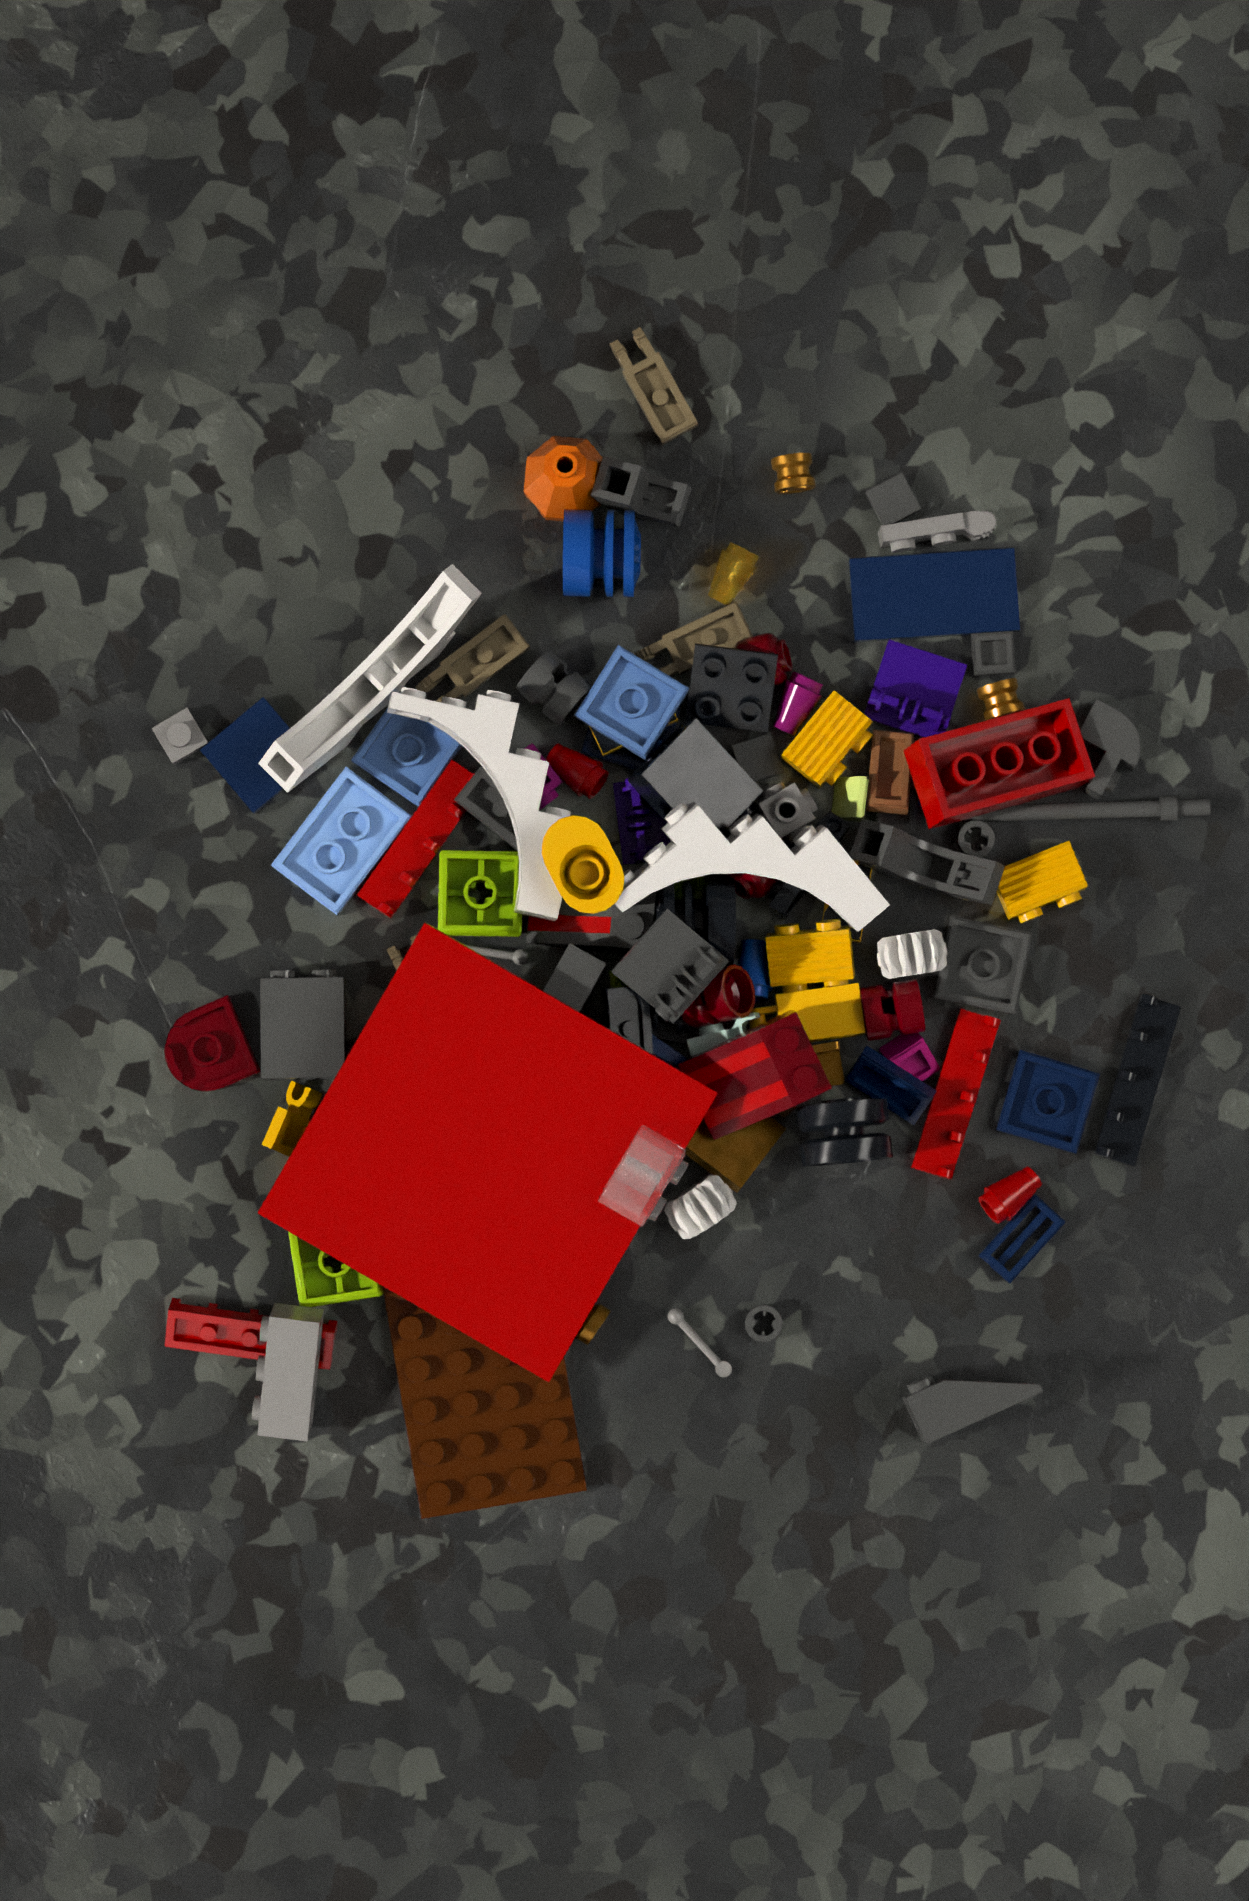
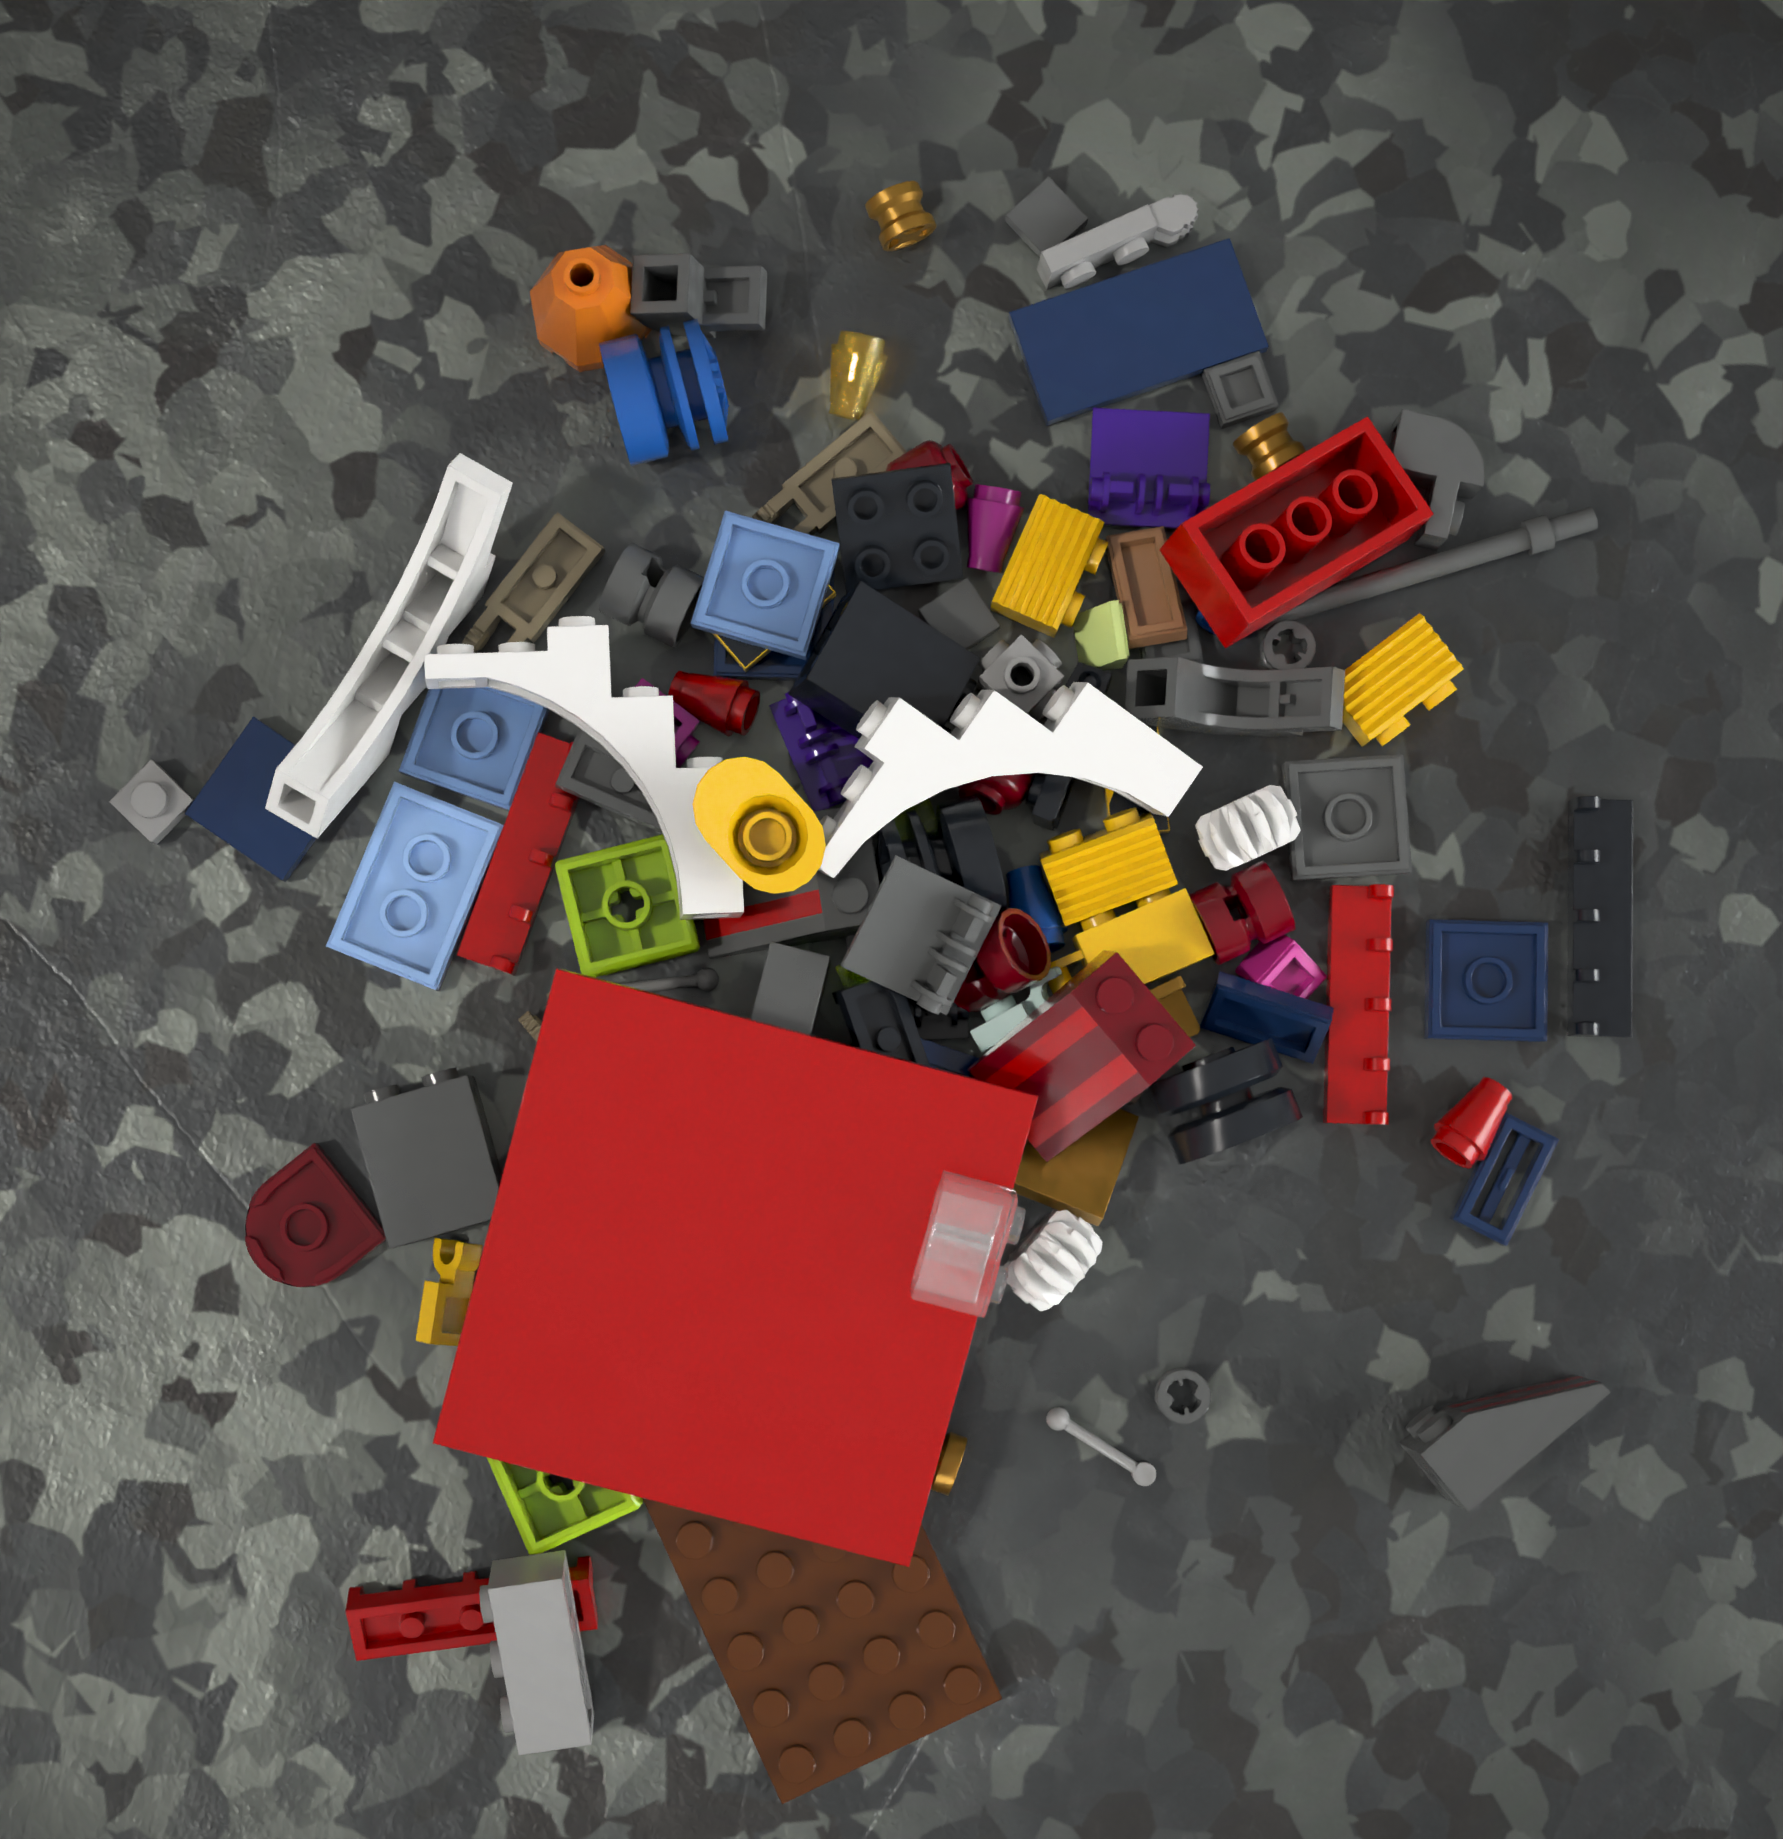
camera: 25 degrees left, 0 degrees up
(655, 390) = (681, 153): dark tan hinge -> none

